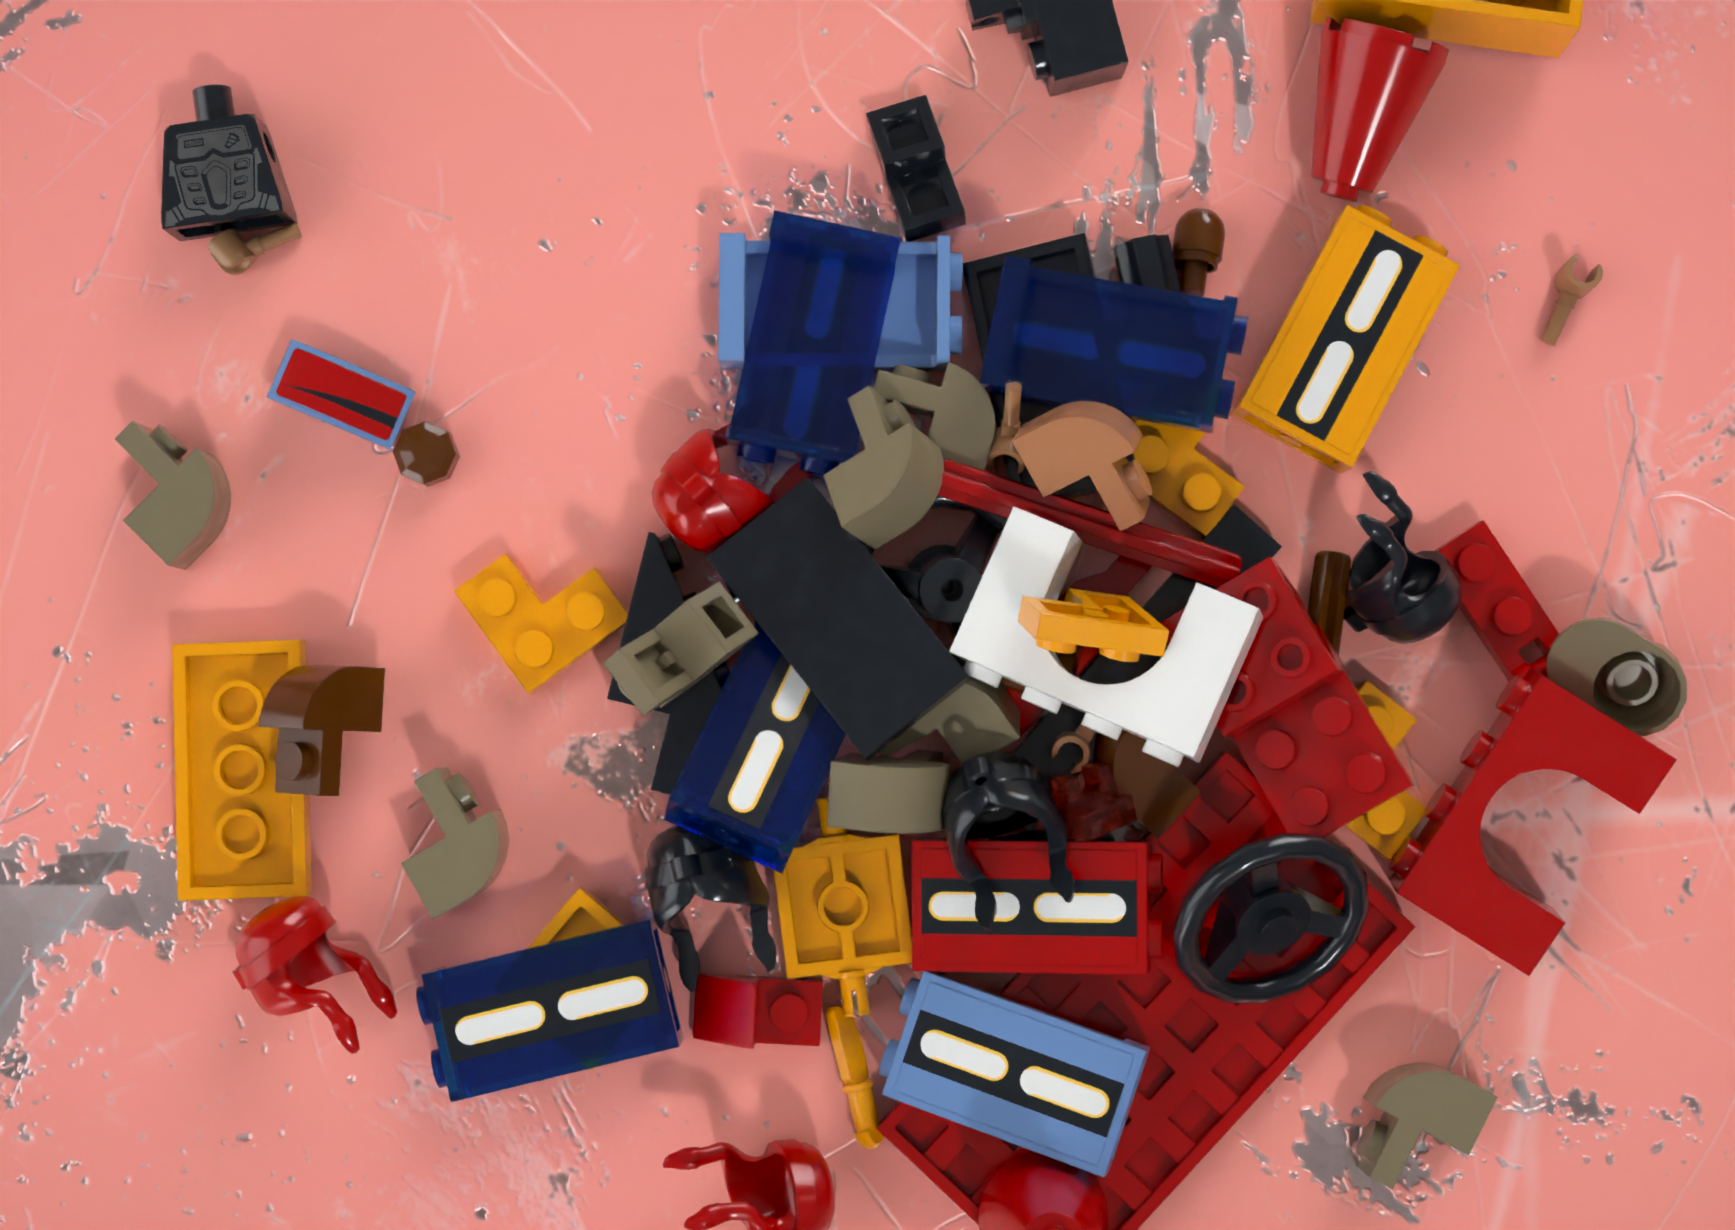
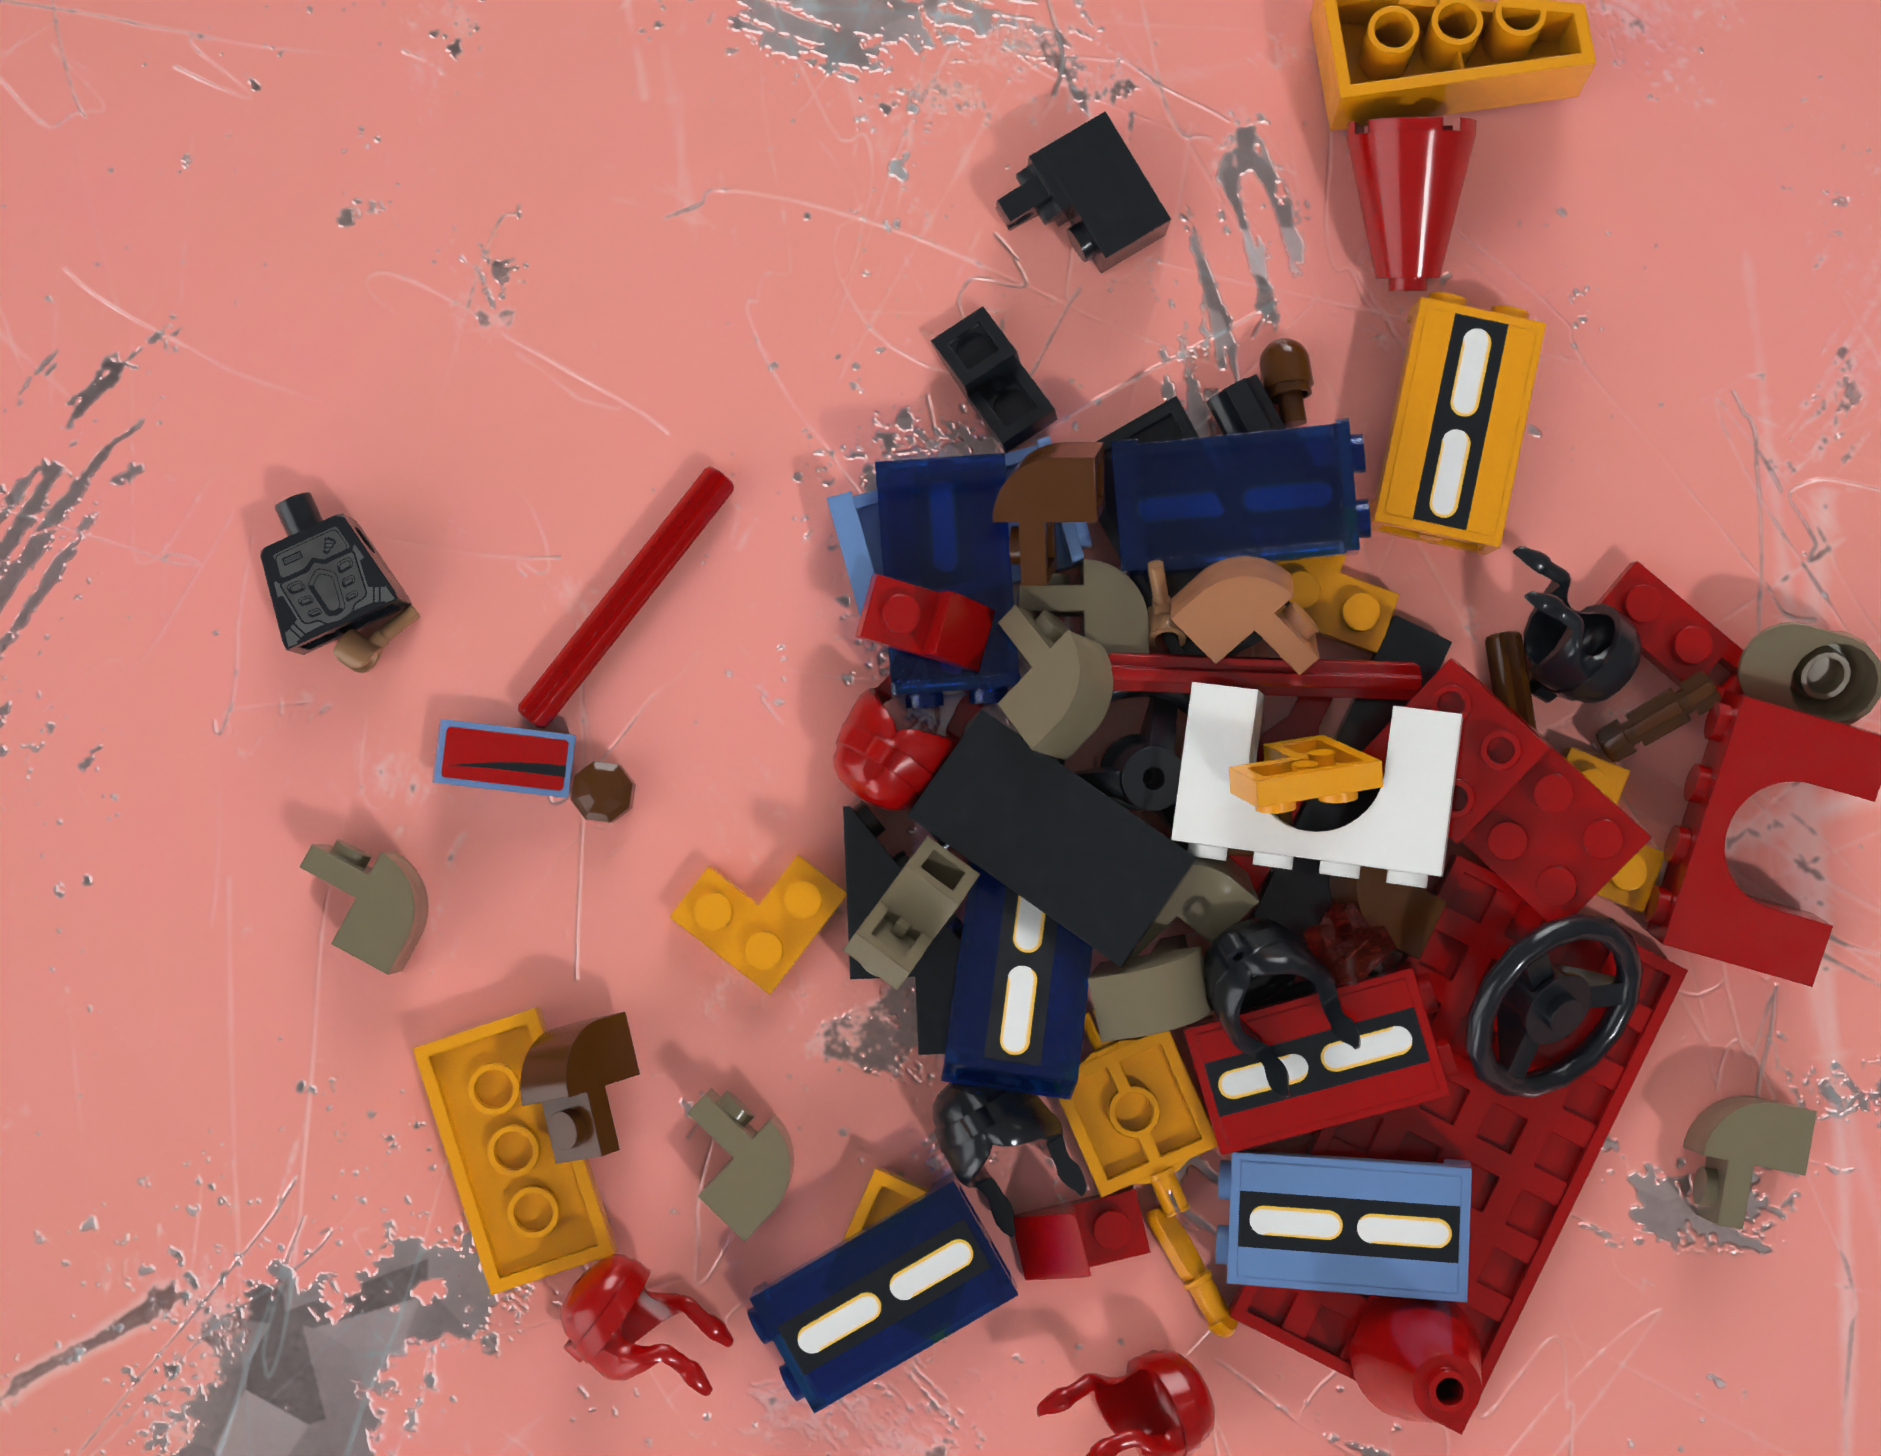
camera: 20 degrees left, 0 degrees up
(502, 274) = (626, 597): none -> red axle
(779, 379) = (925, 622): none -> red slope
(931, 282) = (1049, 487): none -> reddish brown brick
(1082, 737) = (1313, 882): medium nougat hand -> none
(1458, 675) = (1658, 717): none -> reddish brown axle
(1569, 292) = (1653, 317): medium nougat hand -> none

